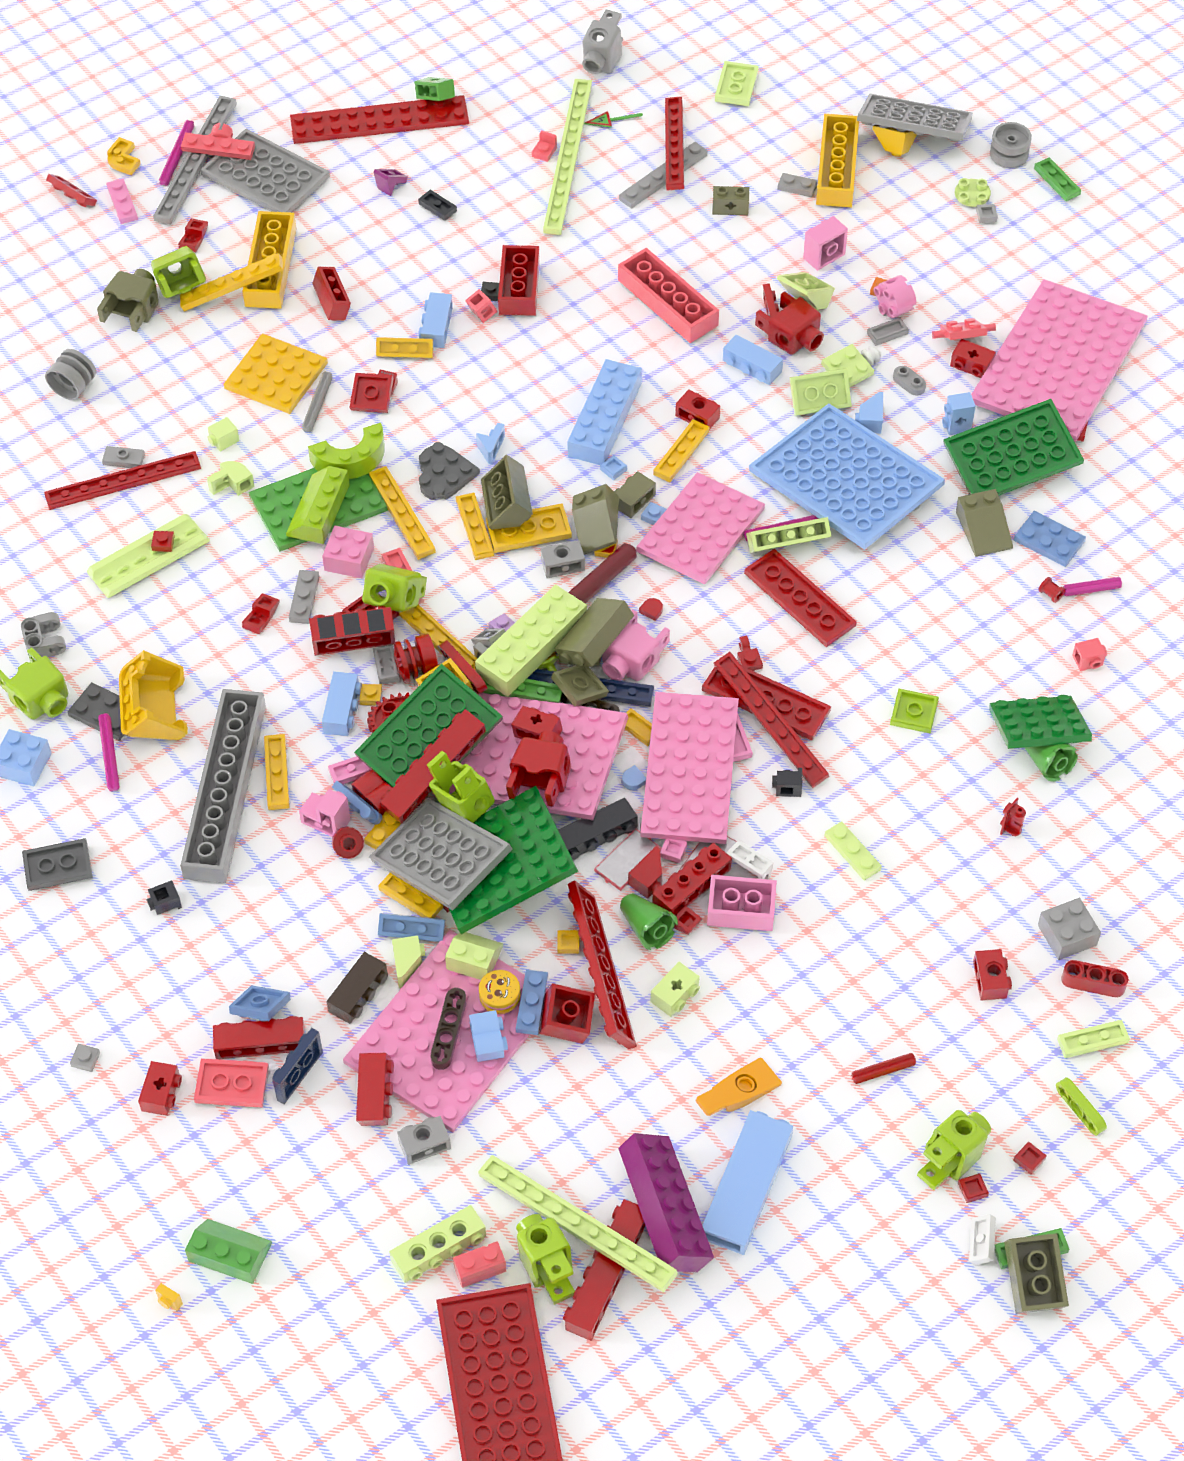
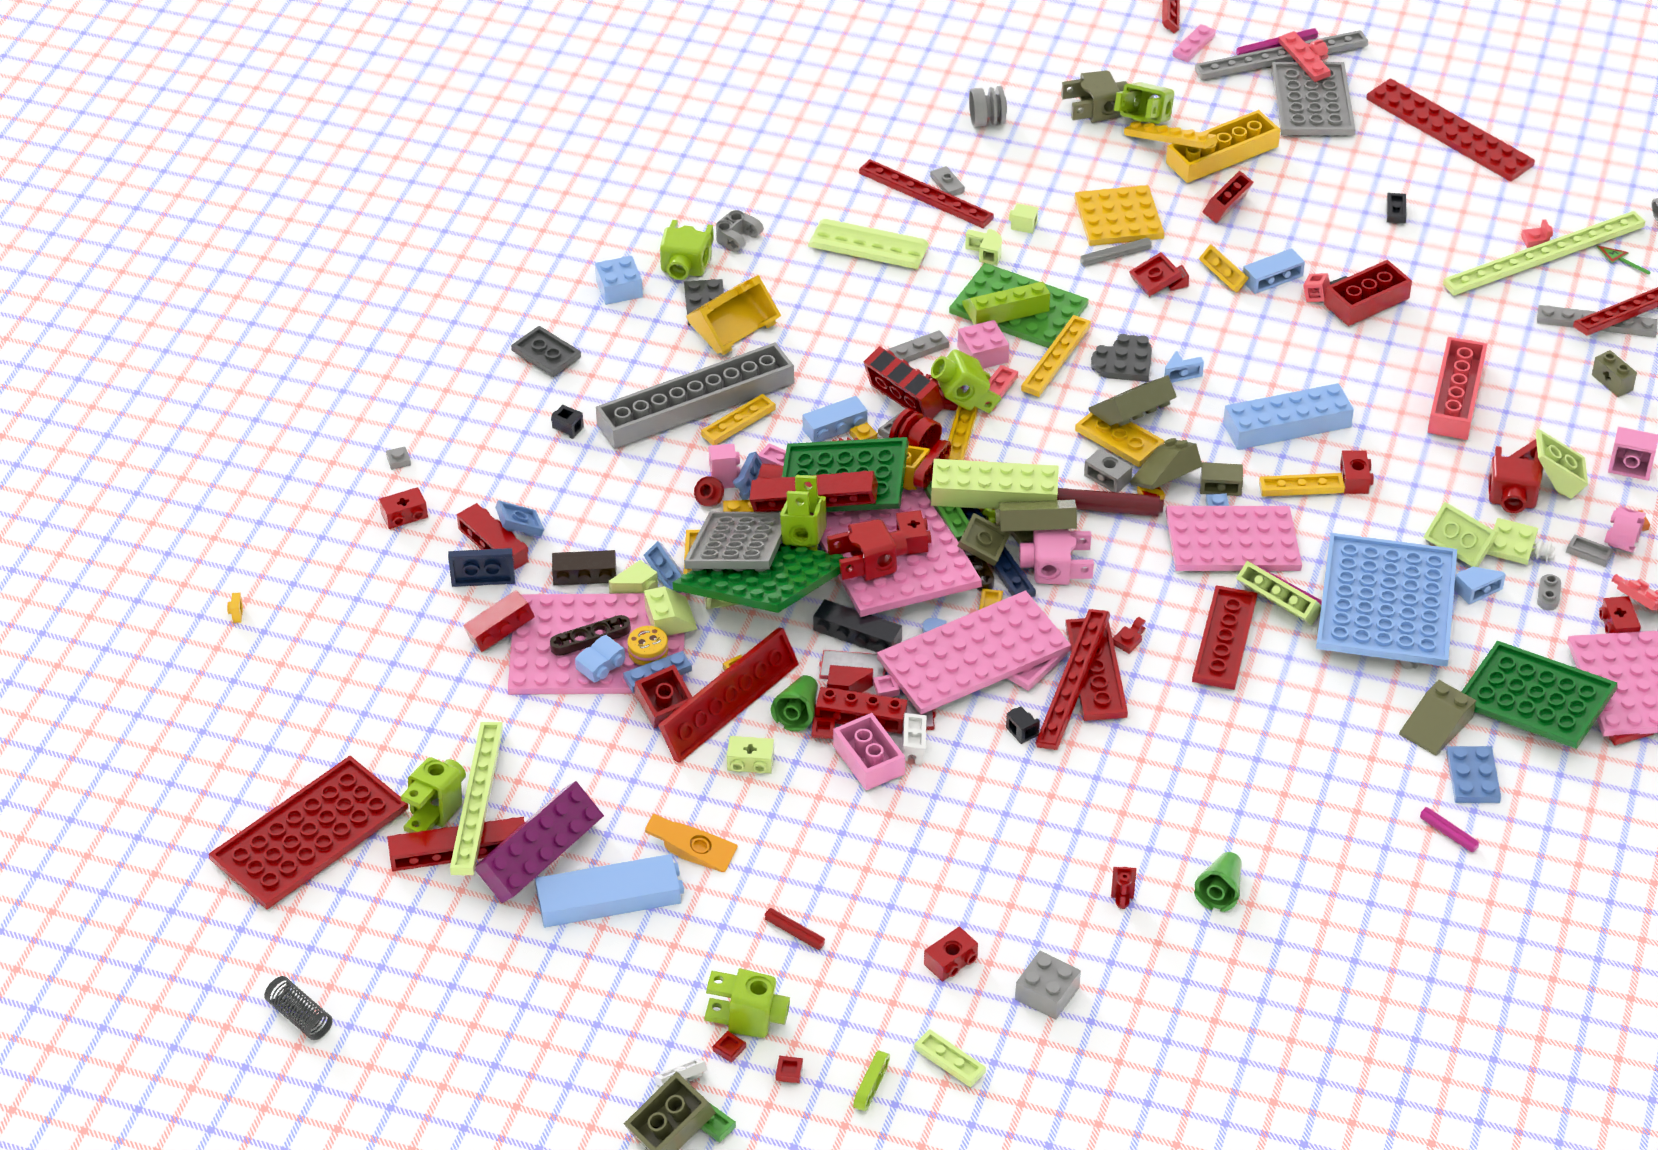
camera: 55 degrees right, 10 degrees down
(108, 752) = (666, 321): dark pink axle -> none
(119, 156) = (1233, 18): yellow plate -> none
(163, 541) = (885, 241): red plate -> none
(194, 234) = (1208, 96): red slope -> none
(227, 1250) = (301, 618): bright green slope -> none
(231, 1082) = (435, 541): coral plate -> none
(261, 613) = (883, 332): red slope -> none
(358, 459) = (1075, 298): lime brick -> none
(388, 178) = (1388, 163): magenta slope -> none
(417, 1150) = (482, 676): light grey brick -> none
(434, 88) = (1513, 136): bright green brick -> none
(443, 1232) = (399, 731): yellowish green brick -> none
(474, 526) = (1103, 391): yellow tile -> none
(479, 1264) = (396, 762): coral brick -> none
(613, 467) = (1240, 454): light blue tile -> none
(651, 608) = (1117, 552): tile -> none
(752, 359) = (1450, 477): light blue brick -> none
(853, 850) = (995, 803): yellowish green plate -> none
(914, 710) = (1183, 773): lime tile -> none
(958, 413) = (1539, 634): light blue brick -> none
(1040, 721) = (1246, 855): green plate -> none
(1051, 589) = (1412, 799): bush -> none
(1089, 654) = (1366, 861): coral brick -> none
(1104, 974) = (1012, 1028): red beam -> none

